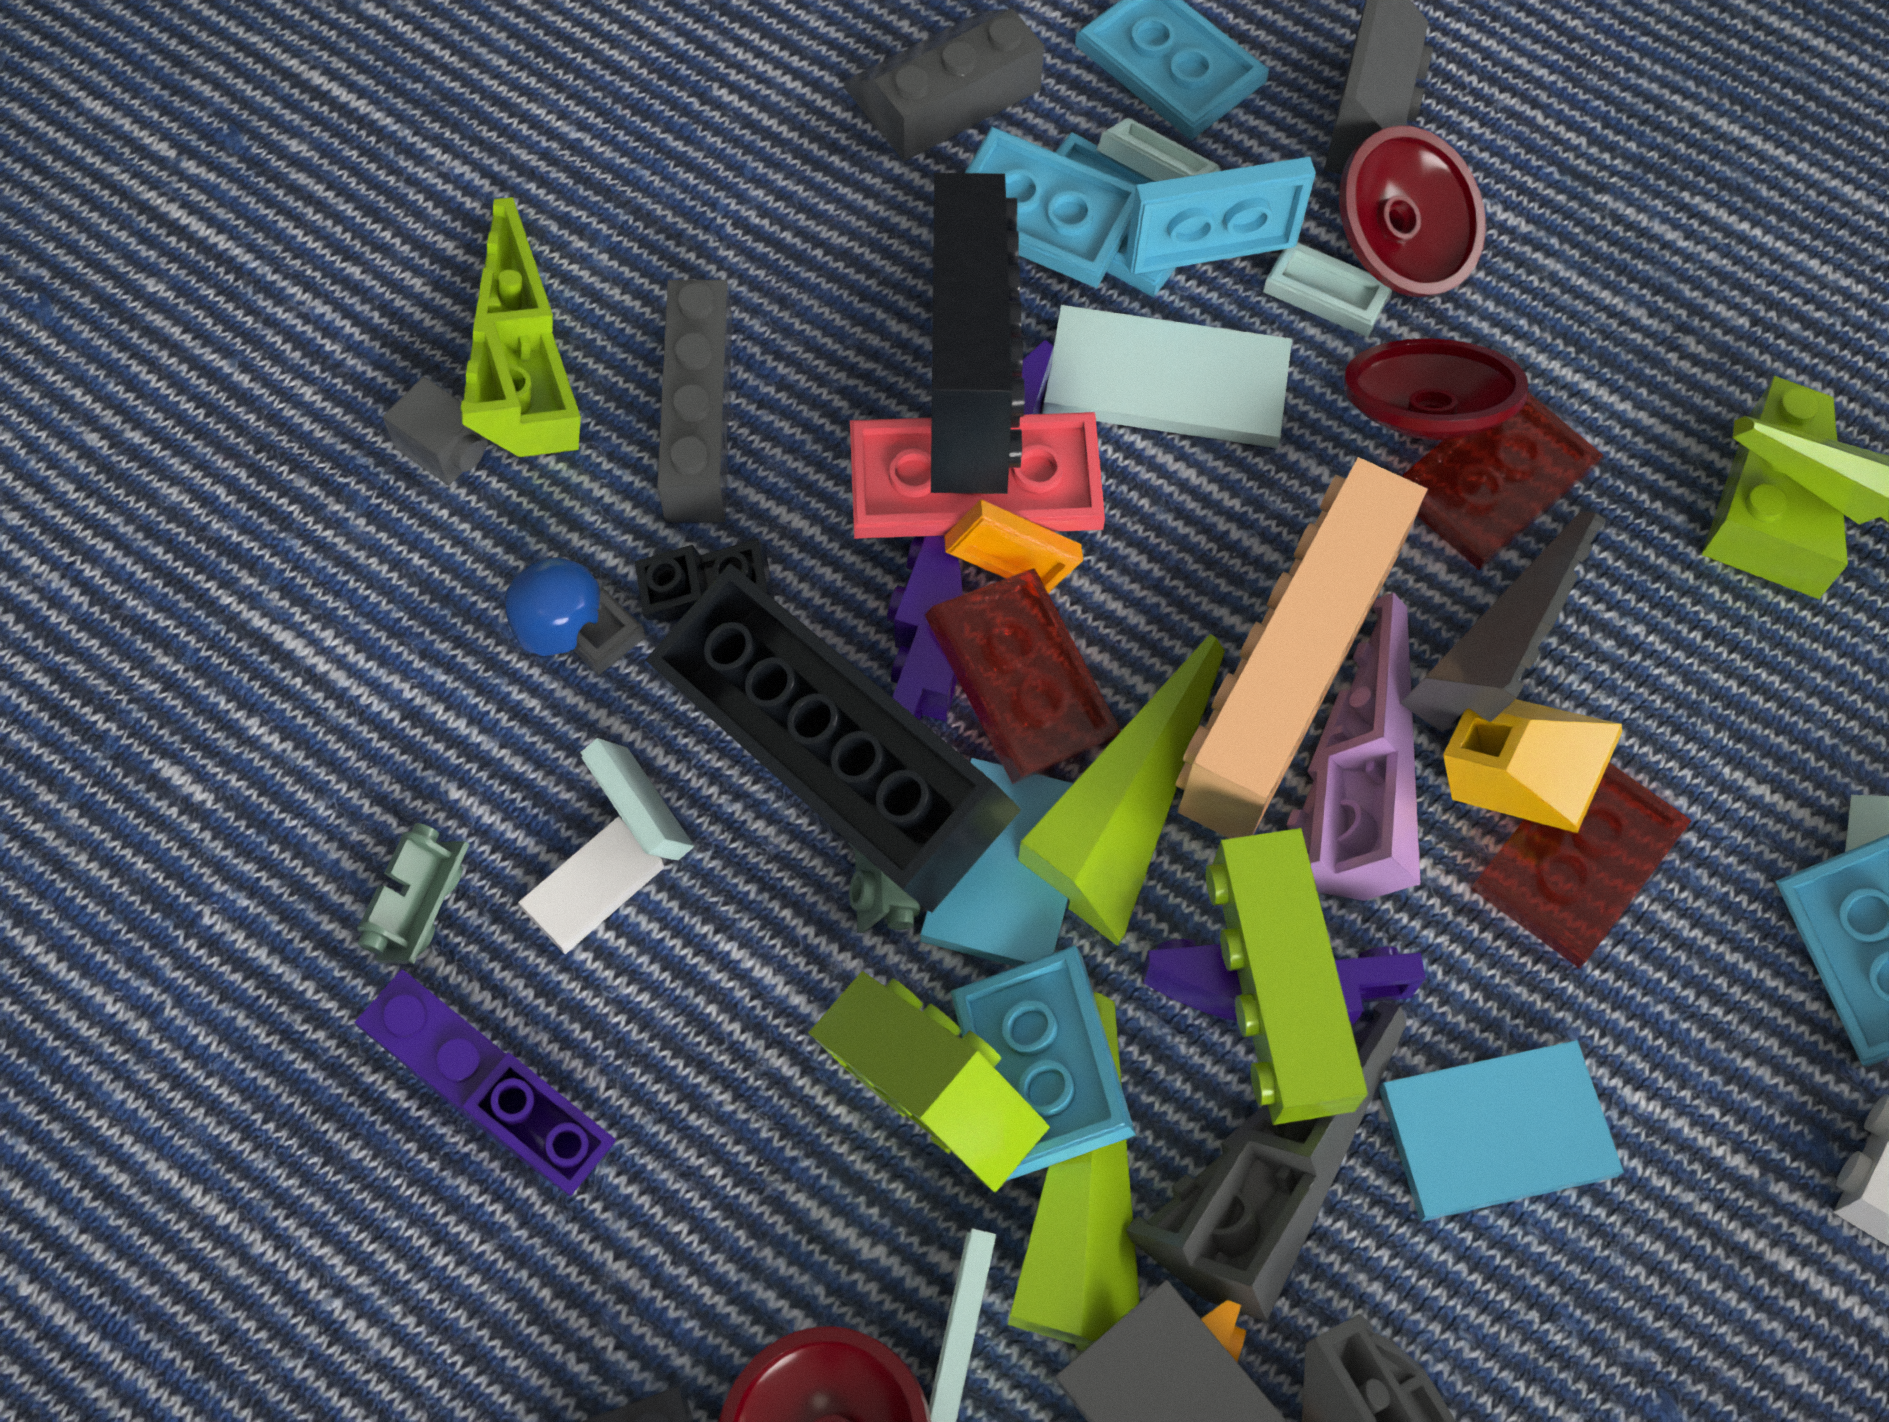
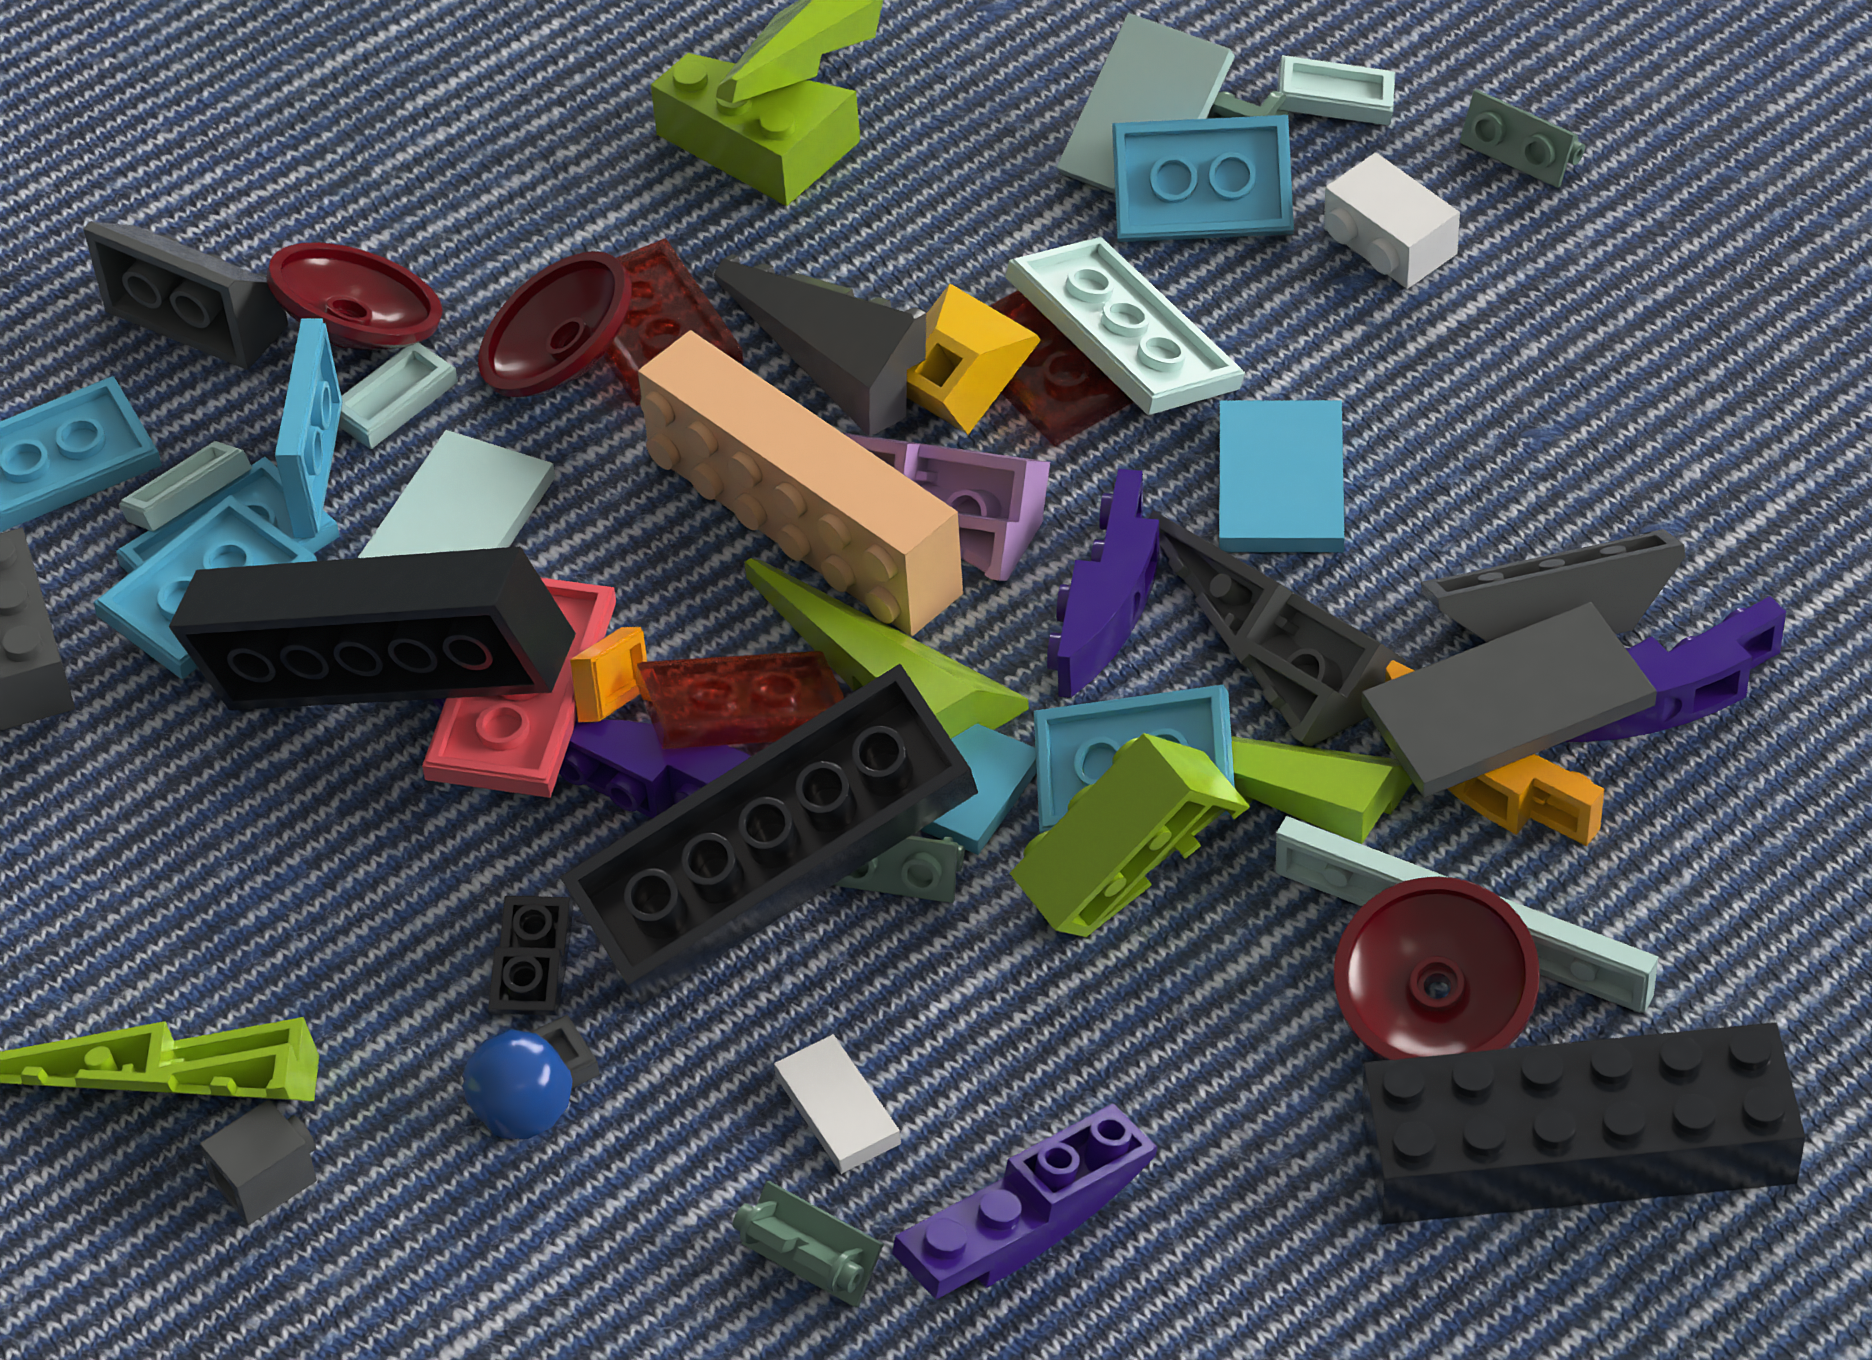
camera: 70 degrees left, 15 degrees down
(636, 800) = (764, 1040): light aqua tile -> none
(695, 402) = (320, 918): dark grey brick -> none
(1286, 978) = (1117, 548): lime brick -> none
(1645, 917) = (1124, 325): none -> light aqua tile

